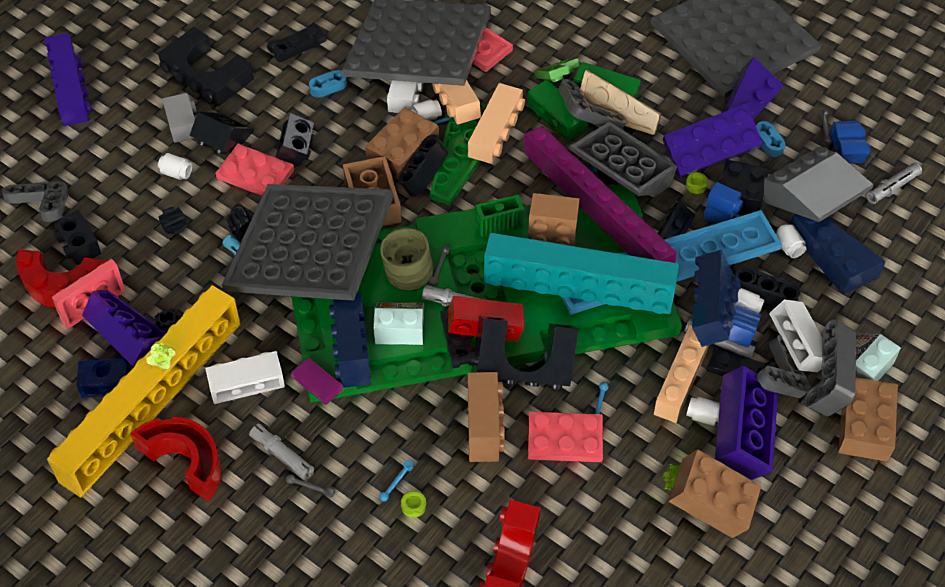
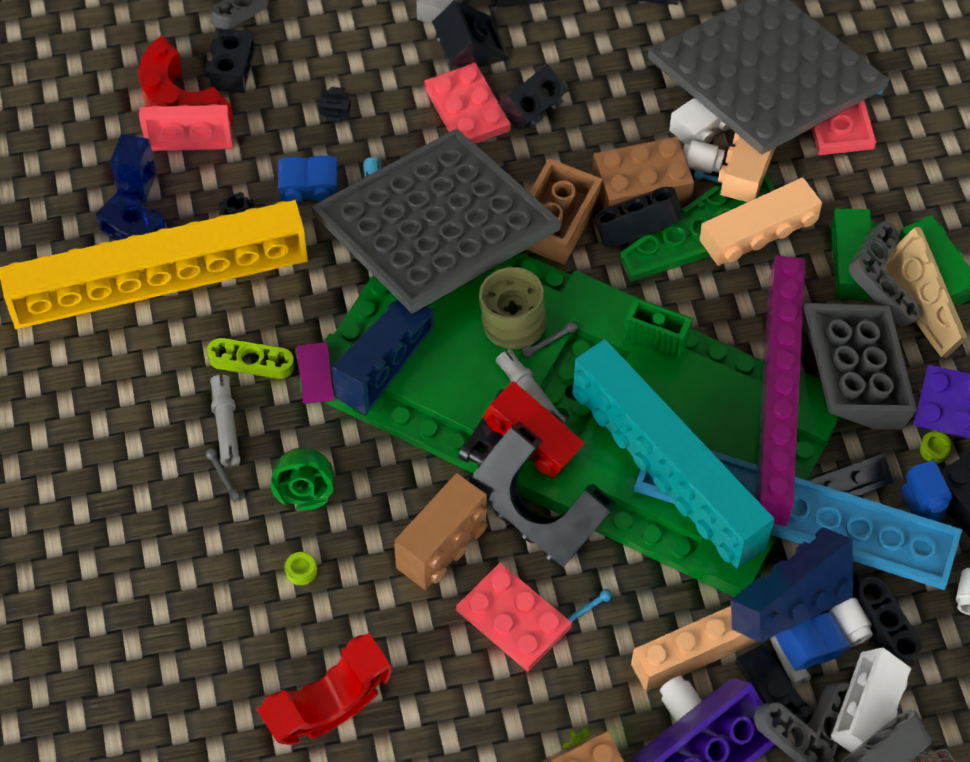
camera: 40 degrees right, 5 degrees up
(75, 339) = (133, 166): none -> clear blue brick
(122, 325) = (188, 181): dark purple wedge -> none
(160, 349) = (184, 236): clear neon green plate -> none
(175, 166) = (390, 46): white brick -> none
(184, 438) = (148, 368): red brick -> none
(197, 274) = (307, 178): none -> blue brick
(239, 220) = (398, 147): black gear -> none
(245, 377) = (257, 317): white brick -> none
(248, 418) = (231, 346): none -> lime beam
(327, 83) = (630, 55): dark azure beam -> none
(368, 448) = (303, 479): none -> green cylinder
(399, 323) = (448, 369): light aqua slope -> none
(408, 466) = (332, 527): dark azure hinge -> none
(553, 219) = (692, 380): medium nougat brick -> none
(557, 70) = (889, 205): bright green plate -> none

